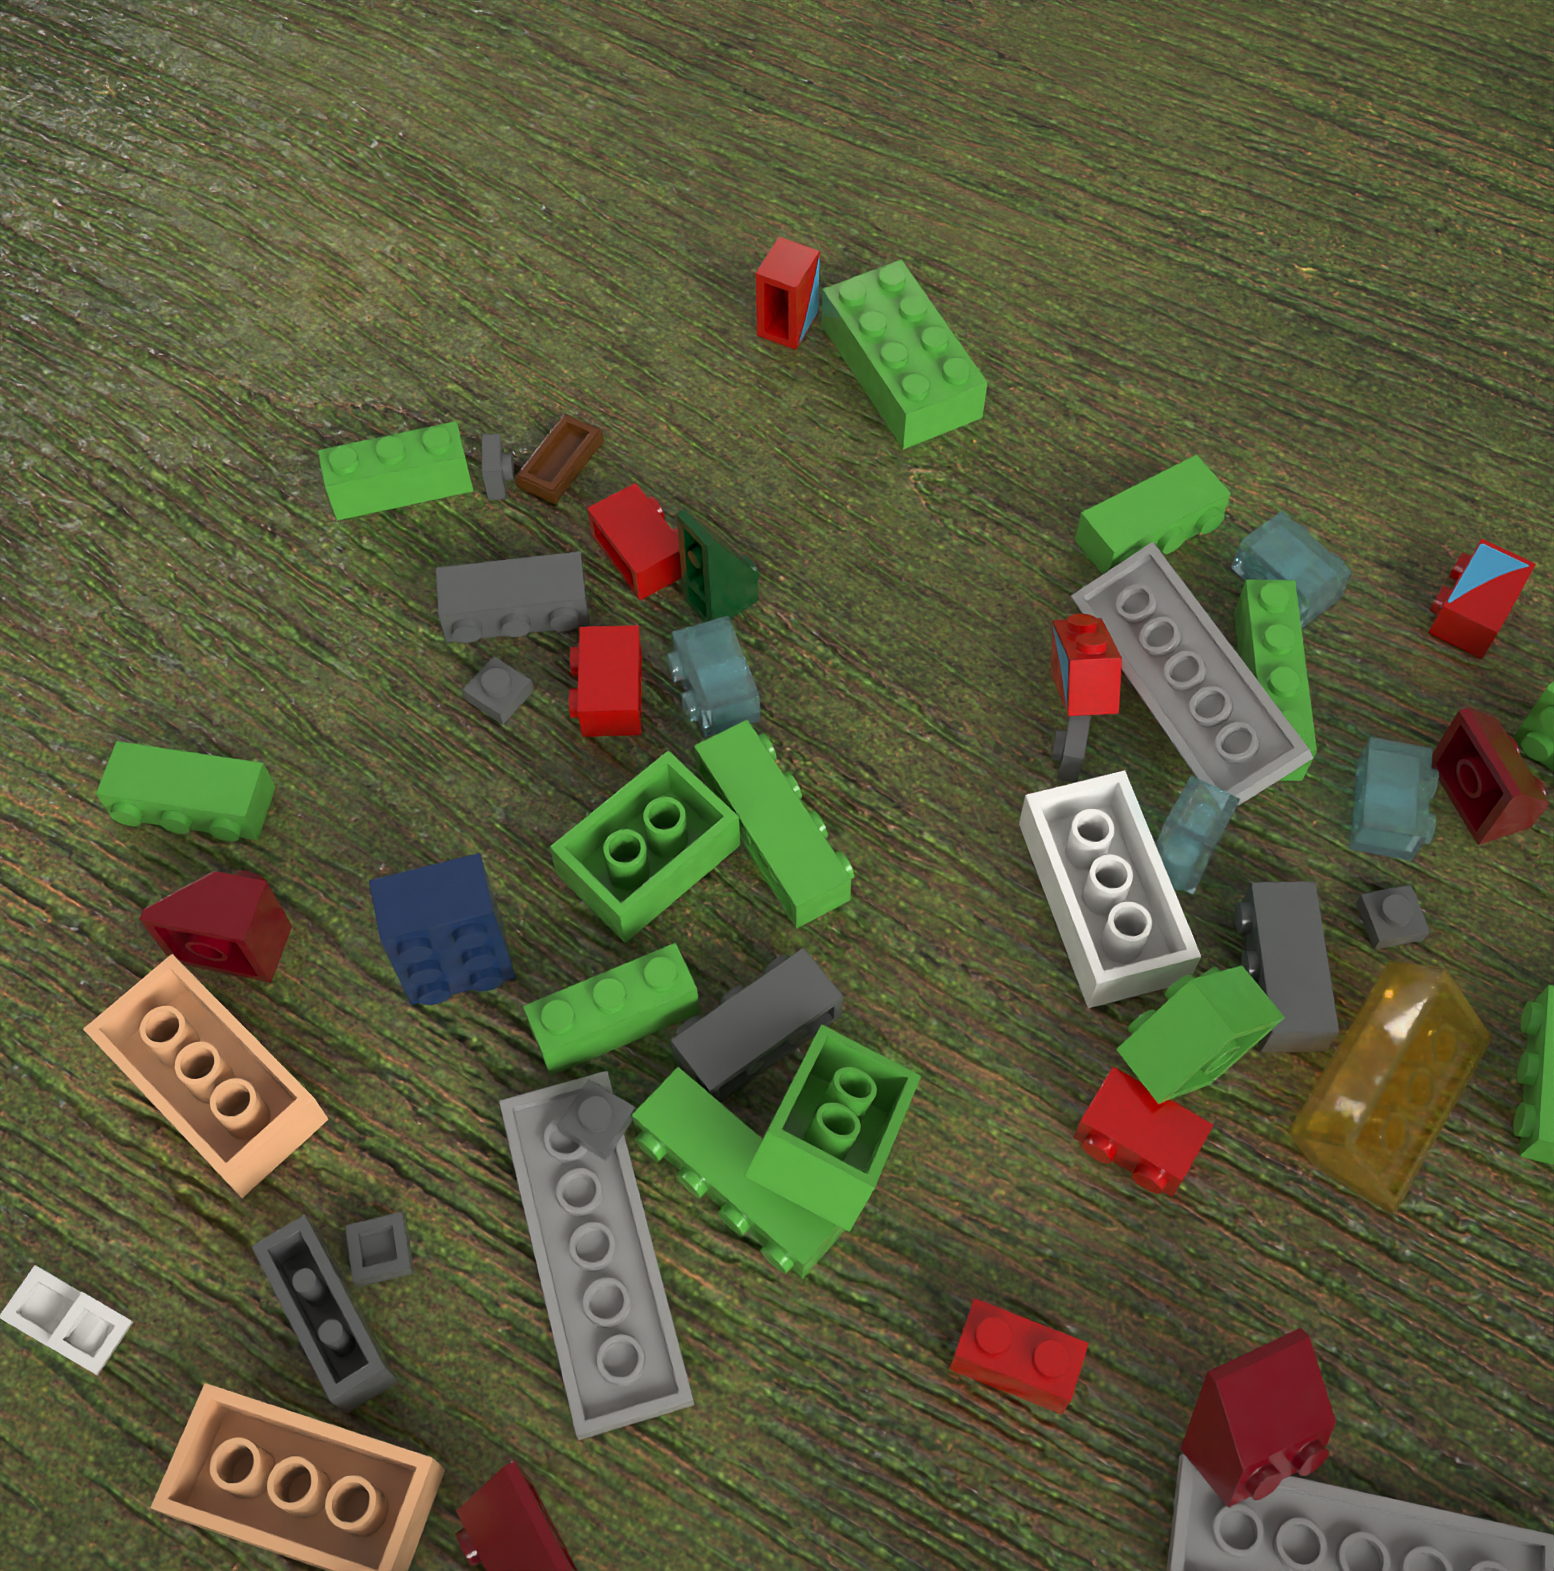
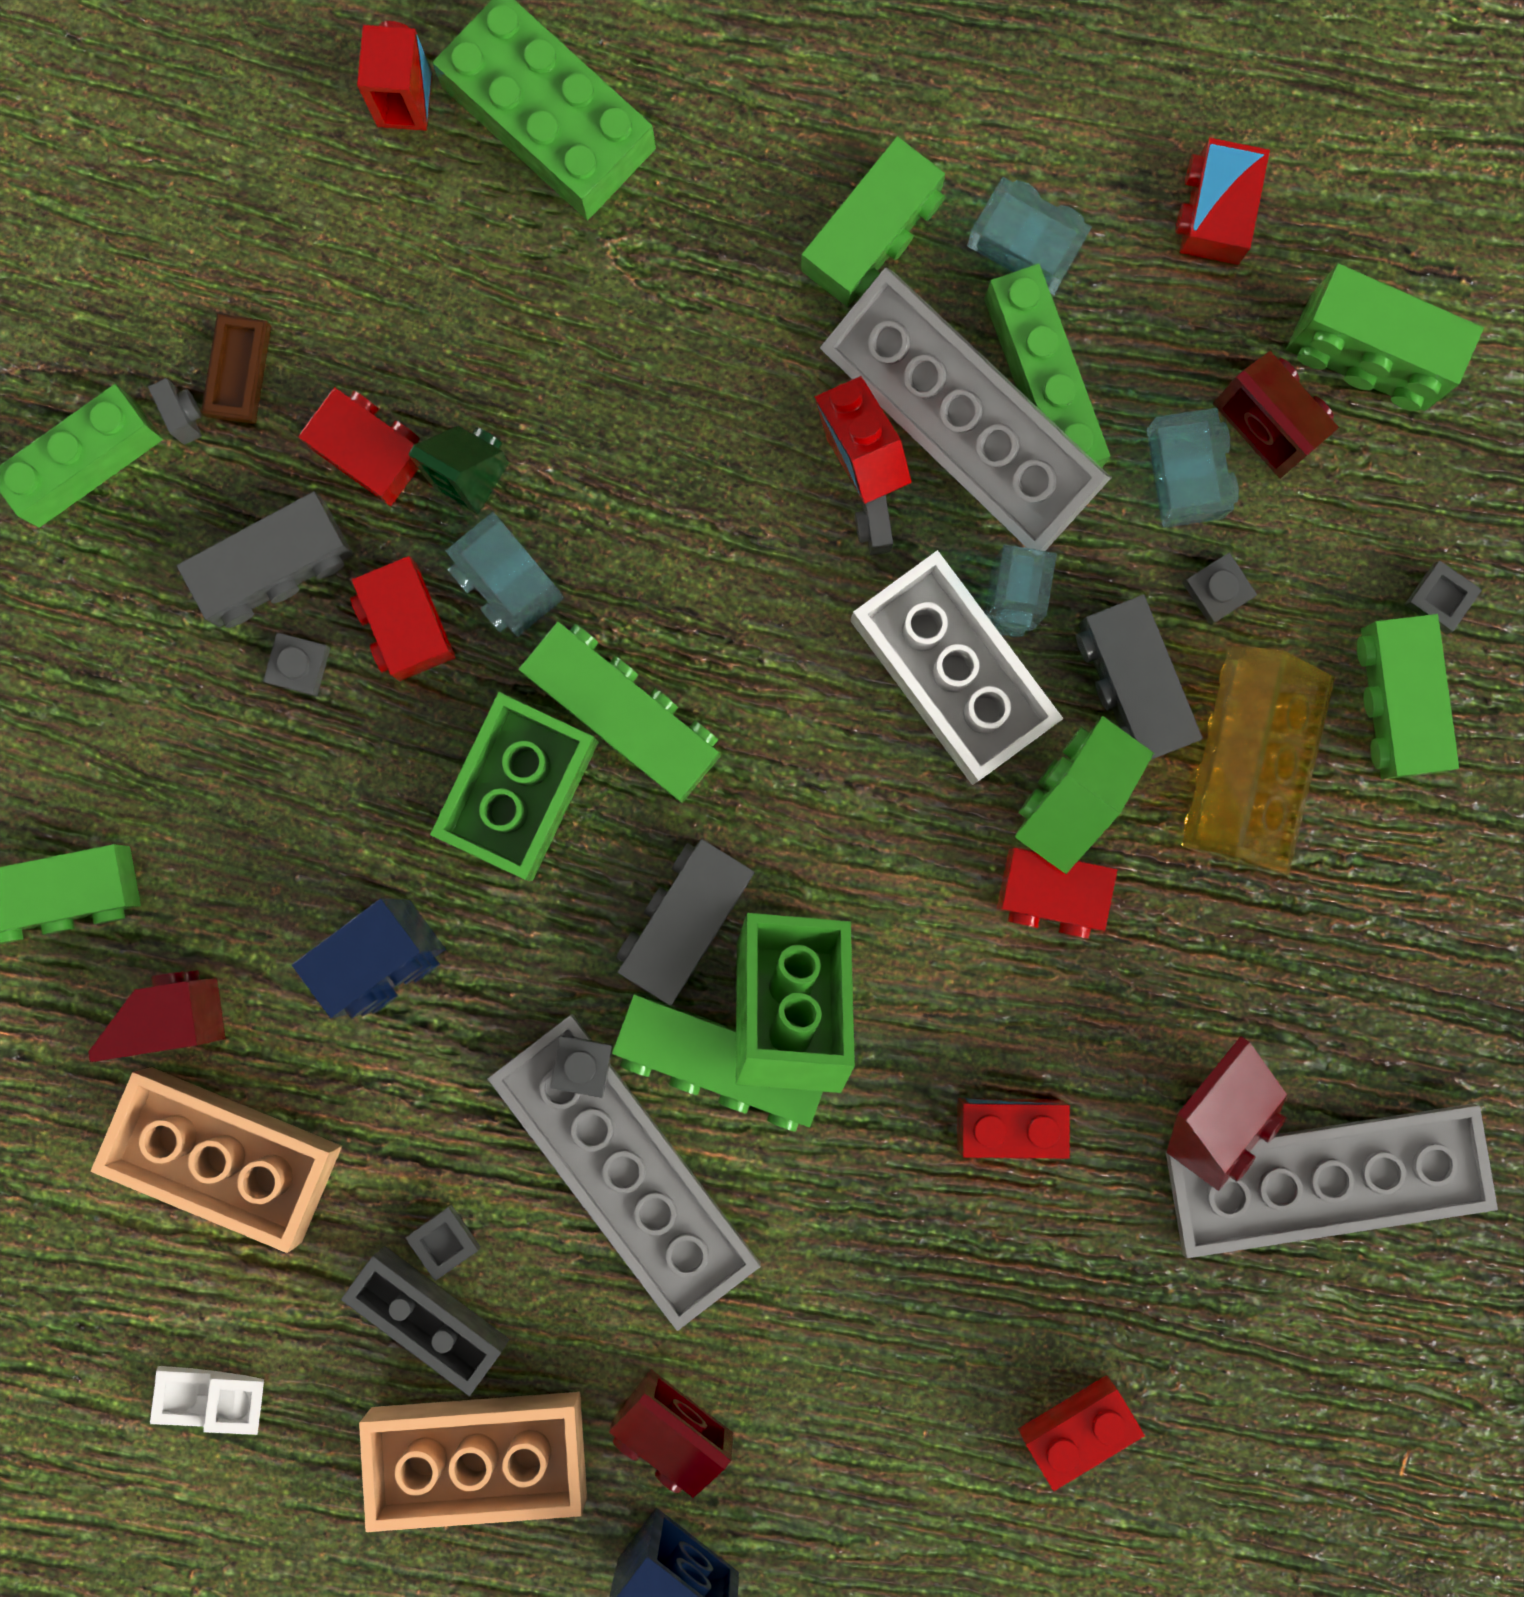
camera: 20 degrees left, 25 degrees up
(612, 1009) = (550, 957): bright green brick -> none

